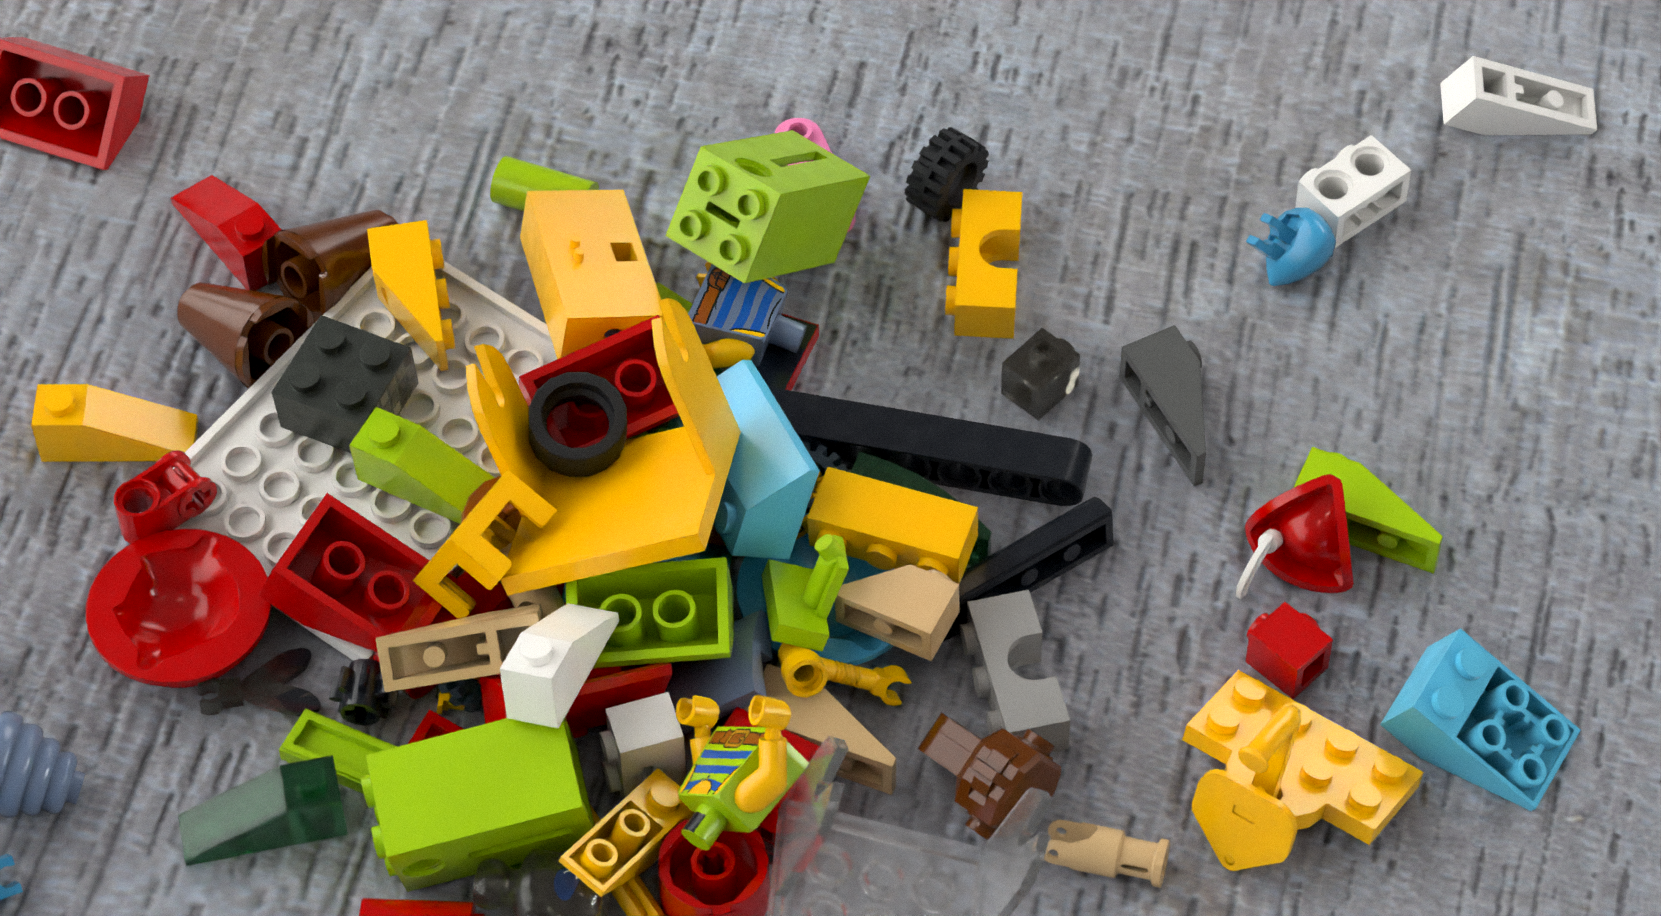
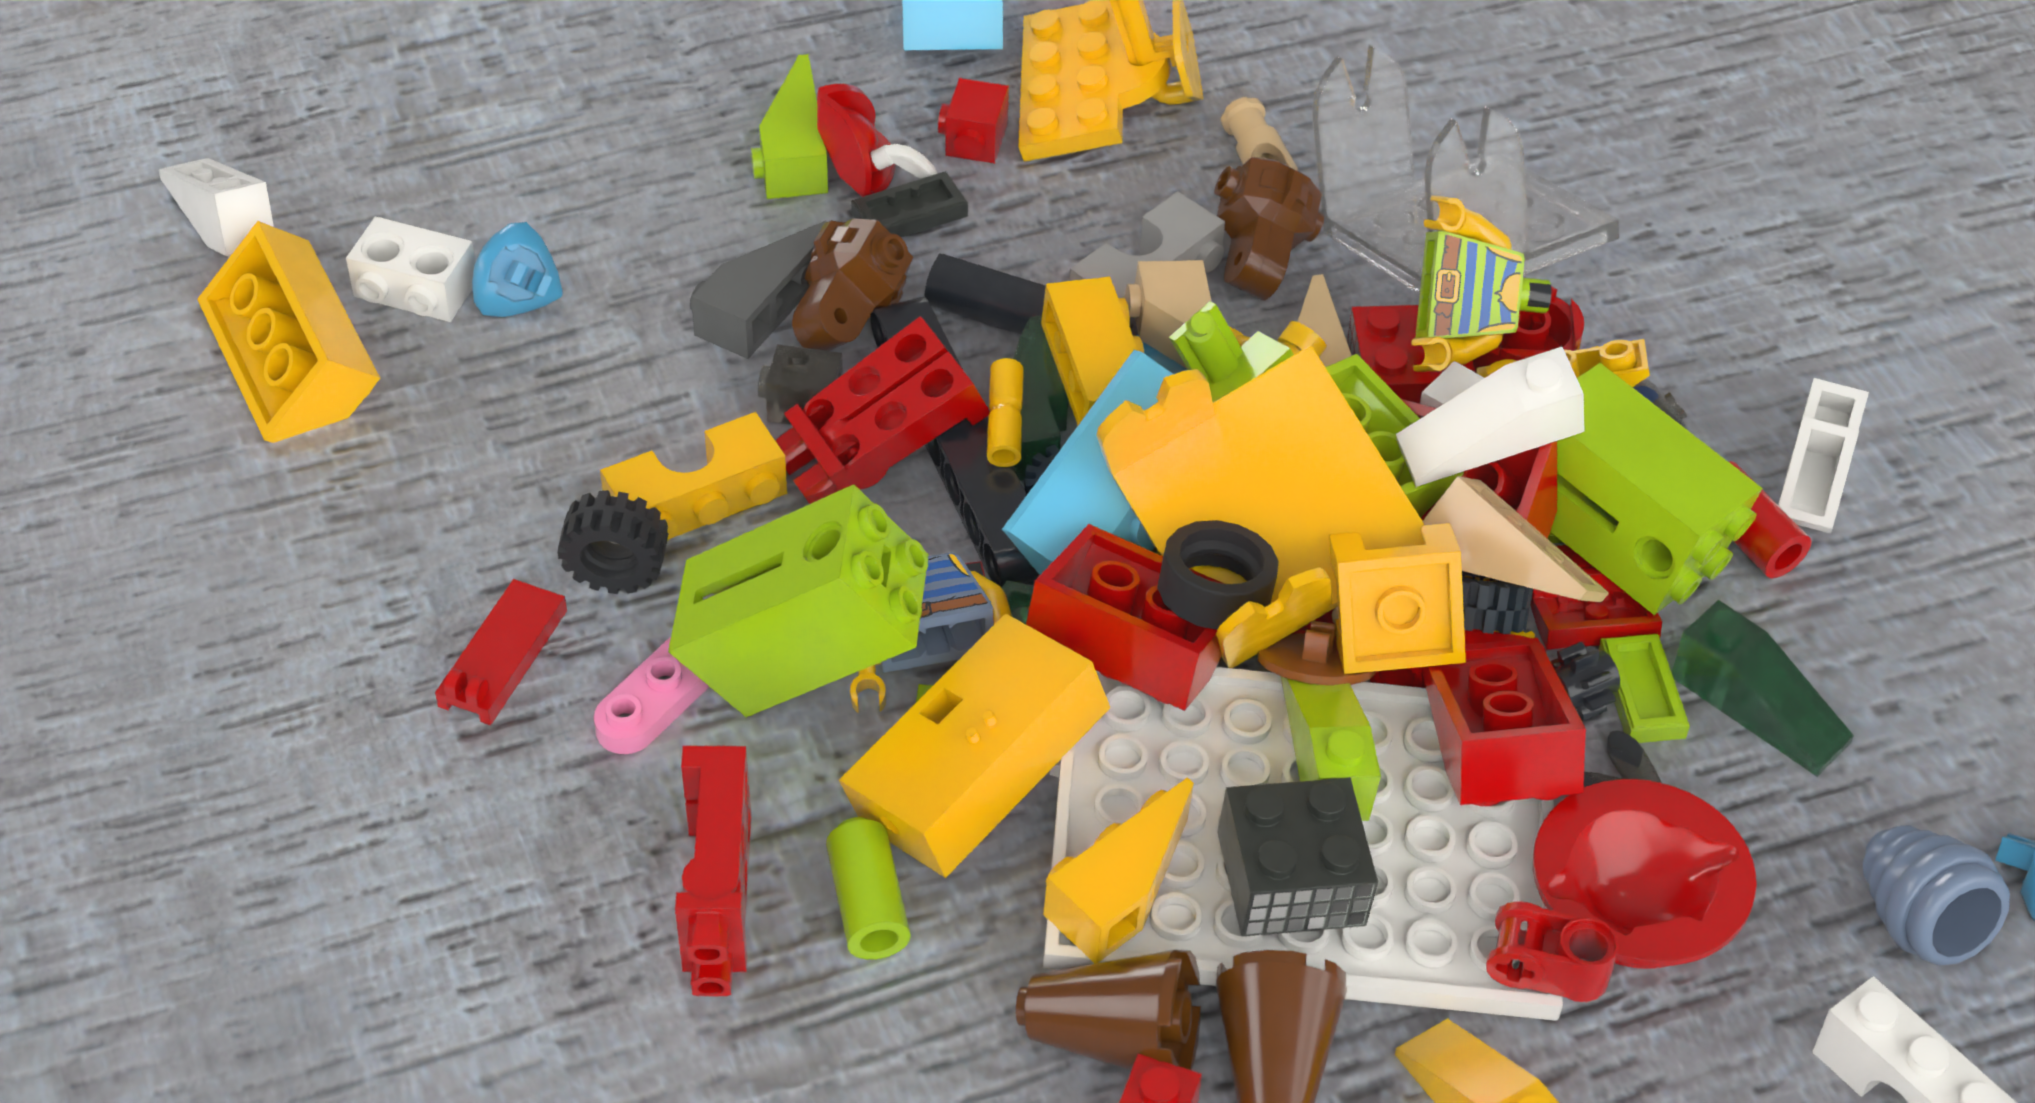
camera: 125 degrees left, 5 degrees down
(614, 107) = (716, 880): none -> red hips
(882, 444) = (1005, 418): none -> yellow piece
(910, 96) = (502, 650): none -> red hinge
(950, 355) = (878, 413): none -> red hips
(1125, 443) = (849, 275): none -> reddish brown piece
(1210, 551) = (914, 205): none -> pearl dark grey plate
(1326, 95) = (286, 335): none -> yellow slope

